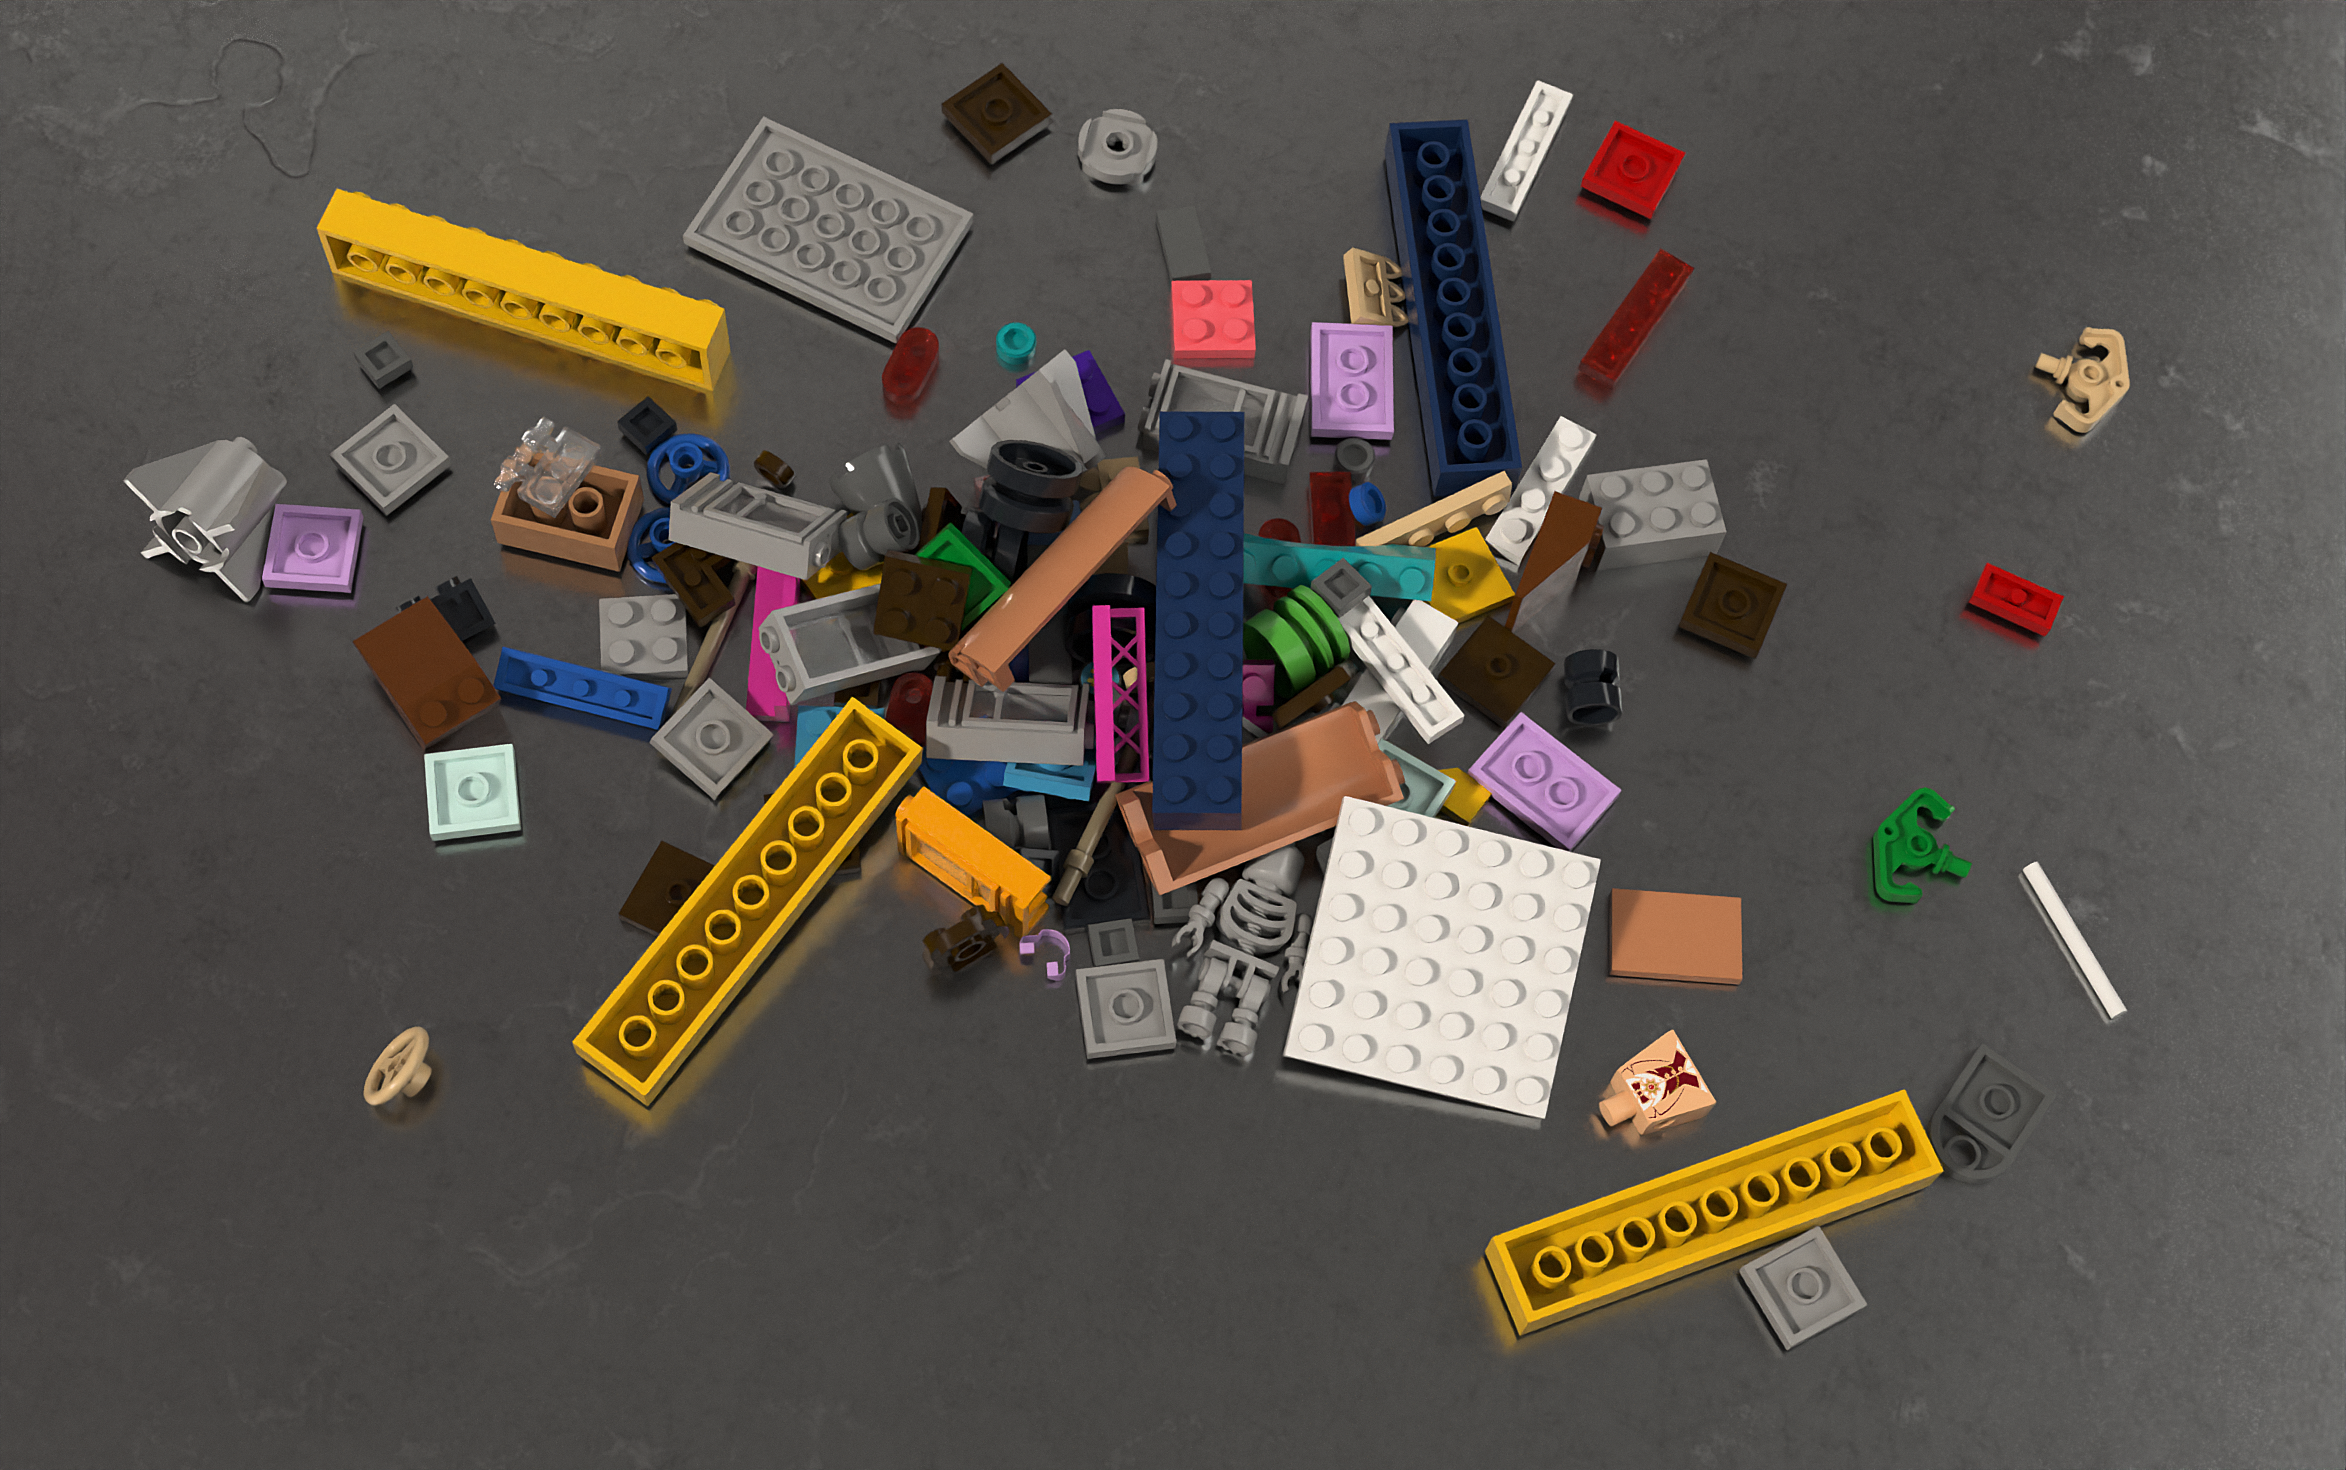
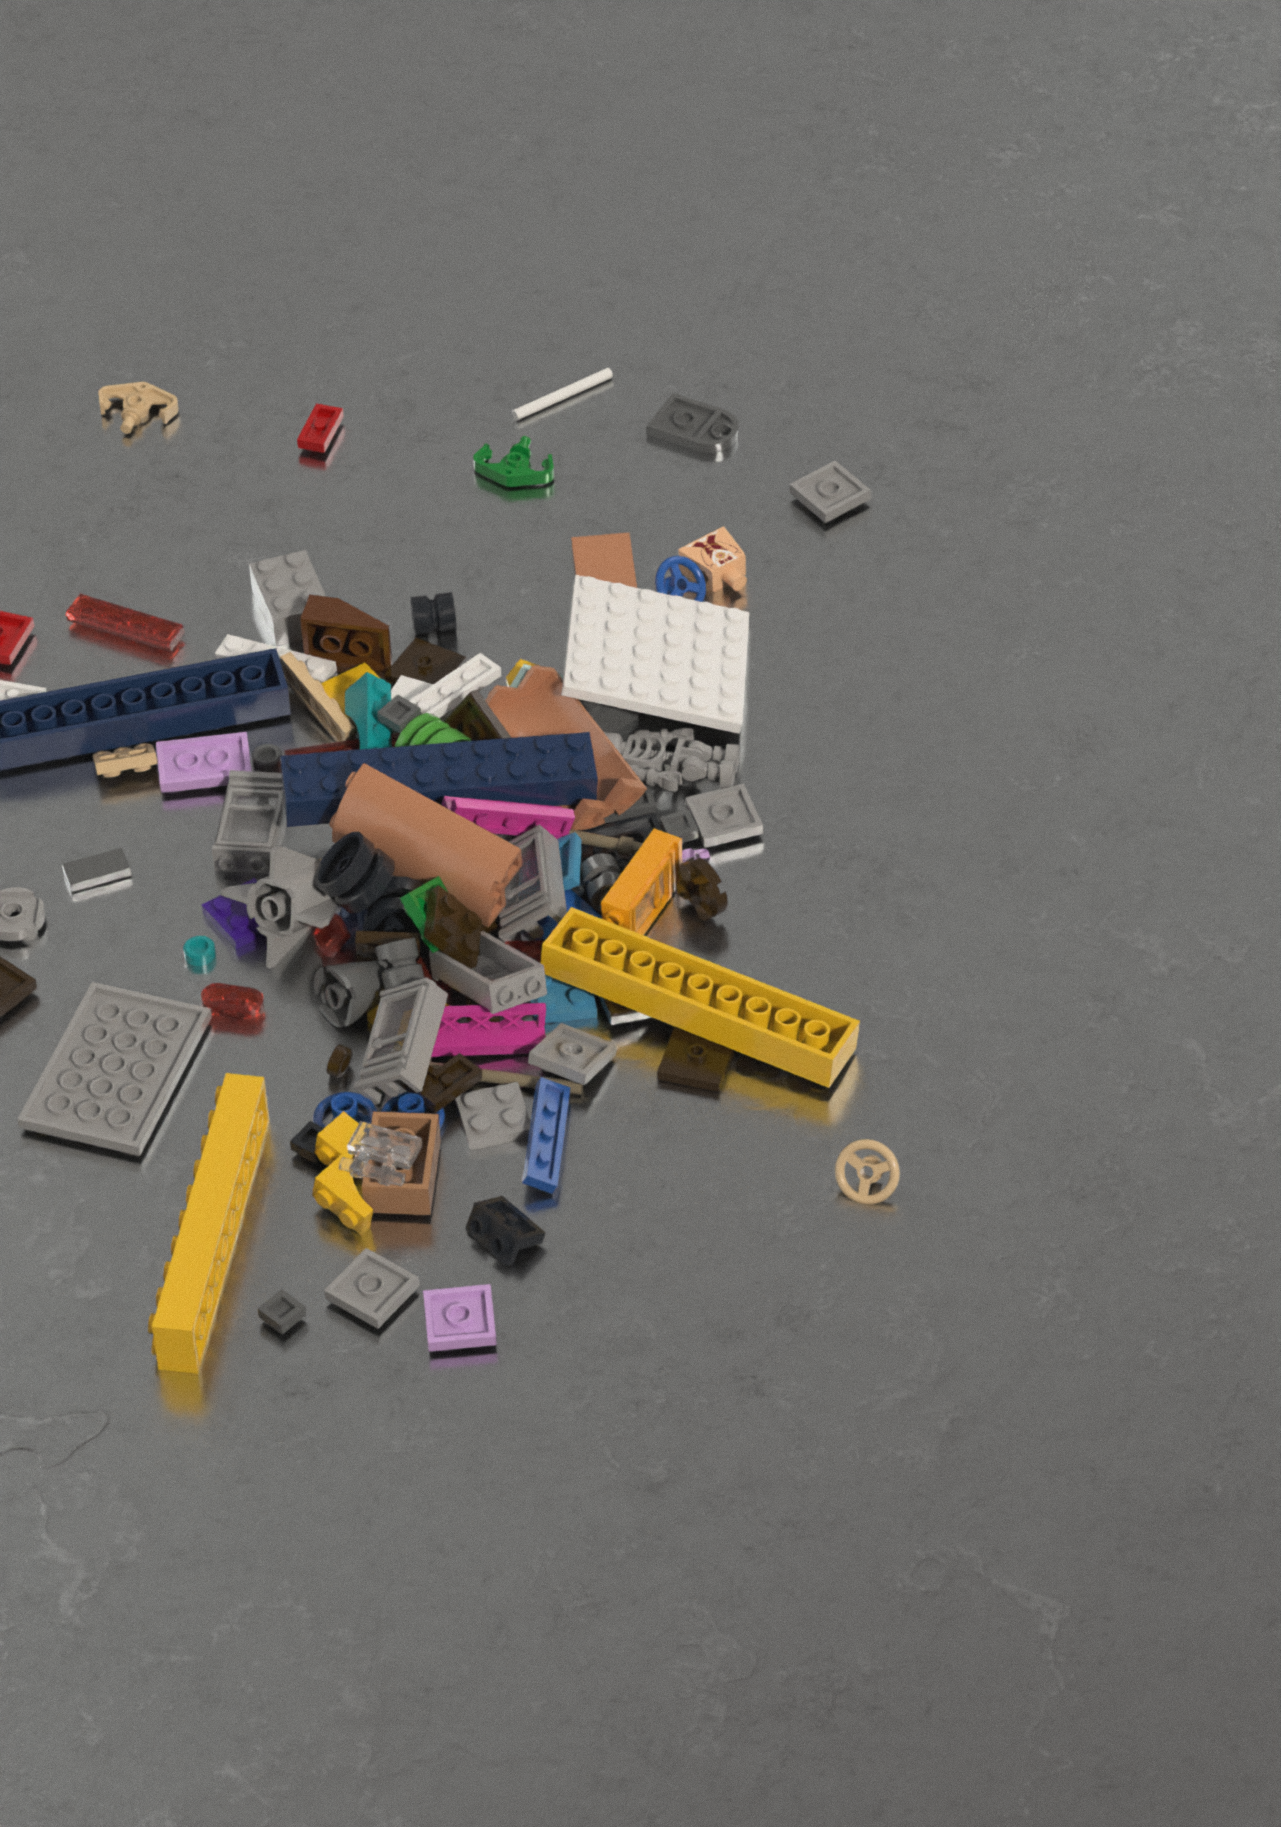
camera: 90 degrees left, 20 degrees down
(212, 509) = (449, 1358): light grey brick -> none
(427, 673) = (561, 1210): reddish brown slope -> none
(472, 792) = (643, 1182): light aqua plate -> none
(619, 443) = (336, 1187): none -> yellow arch
(1213, 319) = (160, 846): coral plate -> none
(1367, 504) = (307, 740): blue tile -> none
(1544, 783) = (509, 633): lavender plate -> none
(1619, 1014) = (677, 583): none -> blue piece
(1712, 1211) = (796, 527): yellow brick -> none
(1732, 605) = (352, 557): dark brown plate -> none

